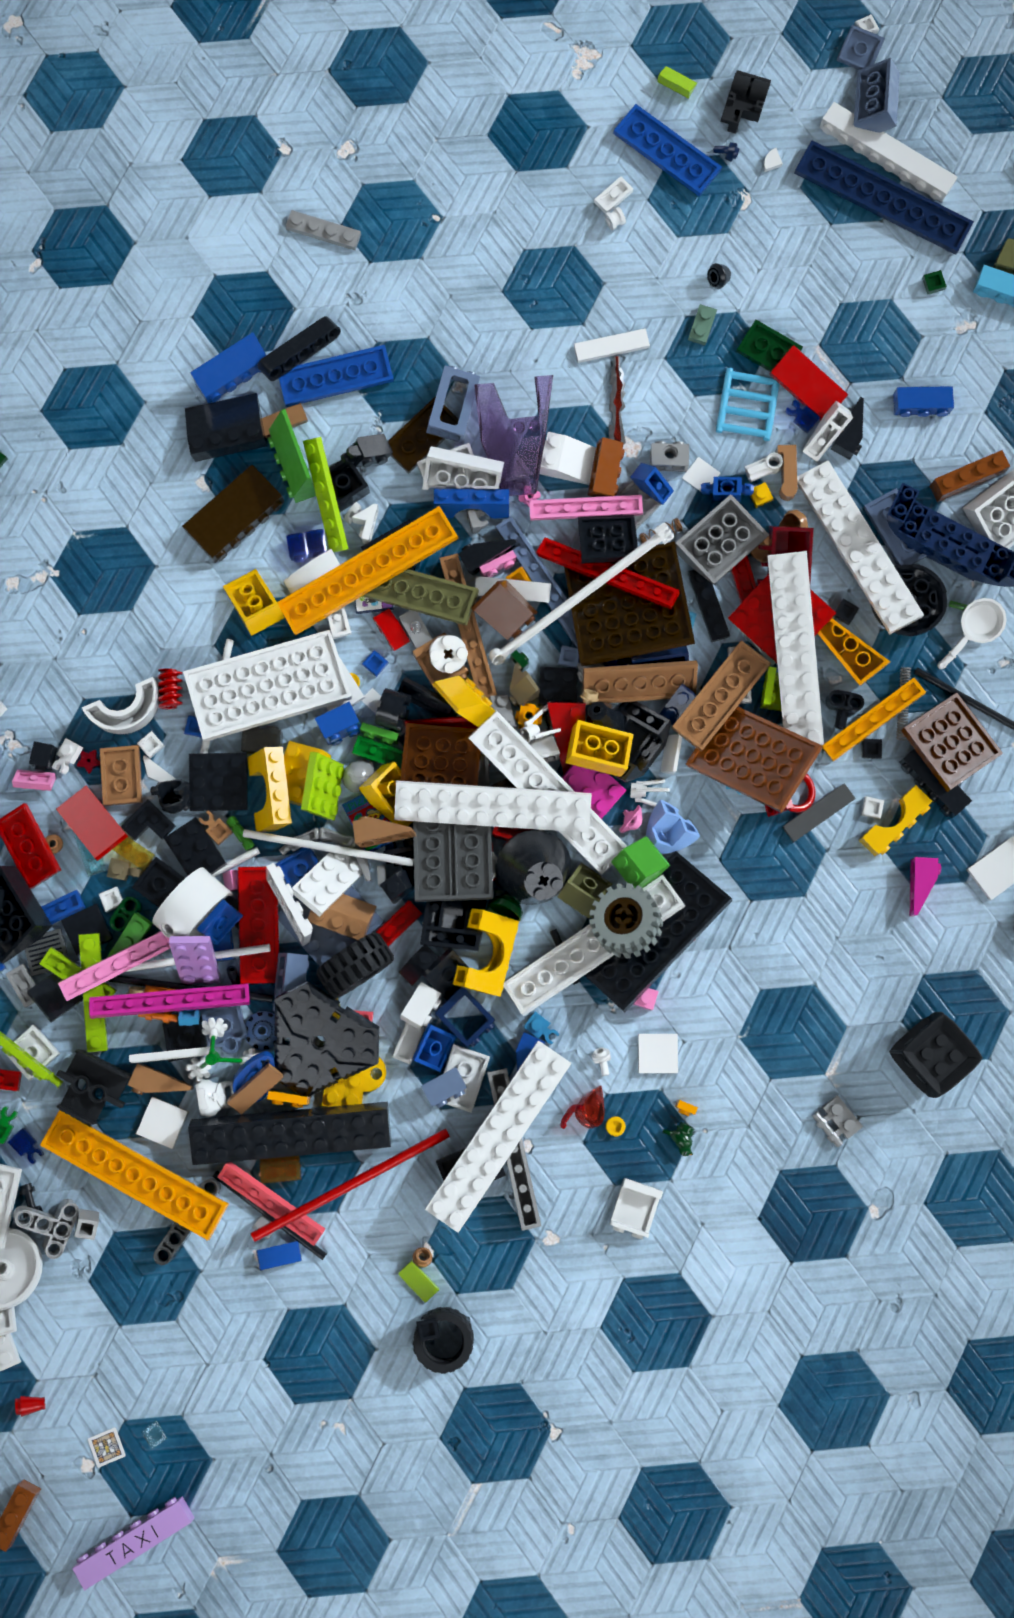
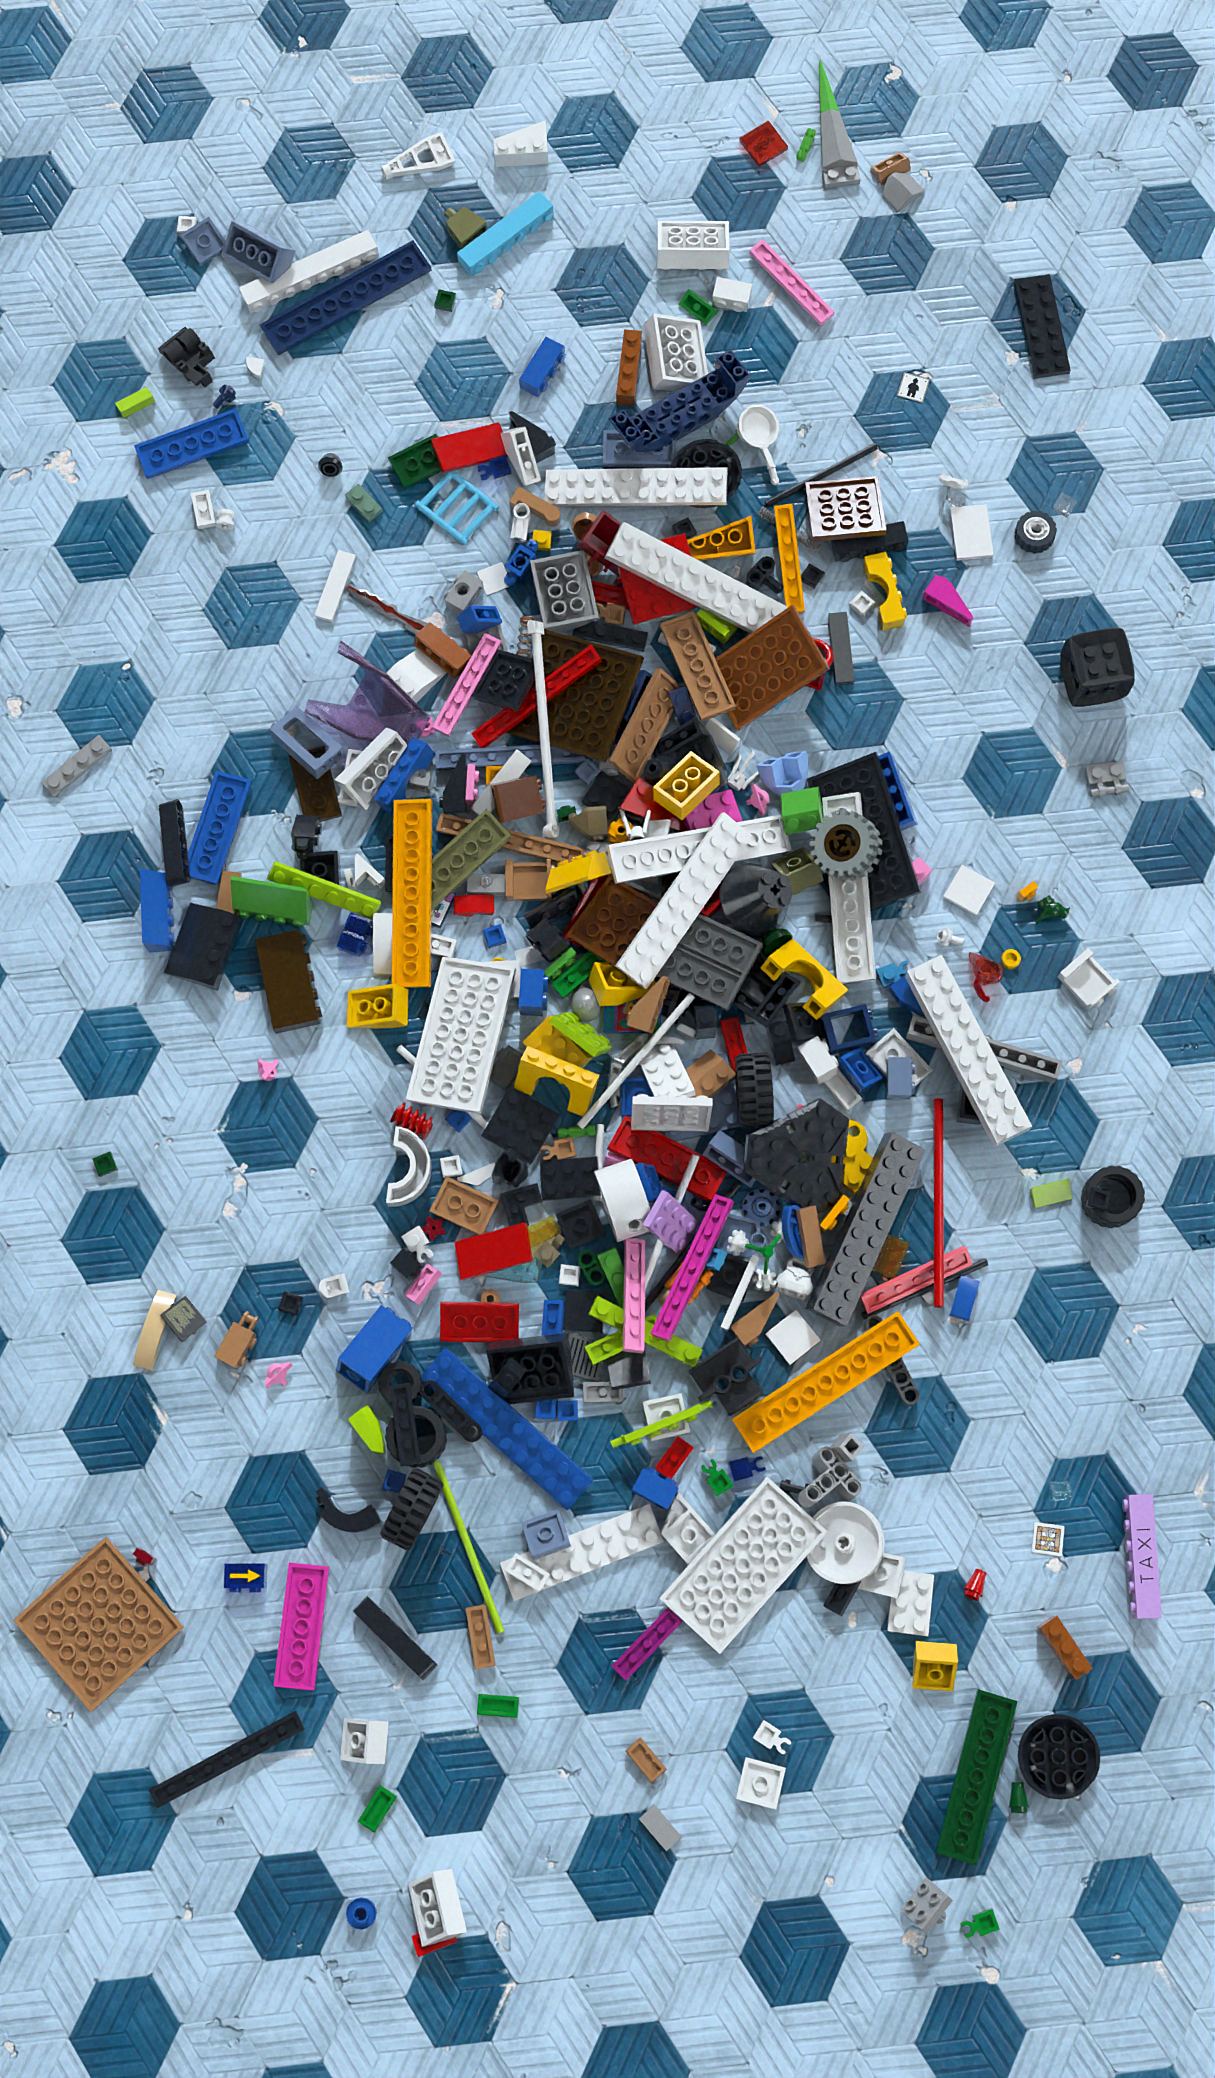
camera: 55 degrees left, 5 degrees down
(146, 542) = (267, 1069): none -> bright pink piece
(422, 1252) = (1032, 1174): medium nougat plate -> none
(437, 654) = (521, 876): white plate -> none
(589, 696) = (635, 770): tan plate -> none
(710, 938) = (898, 792): none -> blue brick
(729, 594) = (612, 612): none -> medium nougat plate

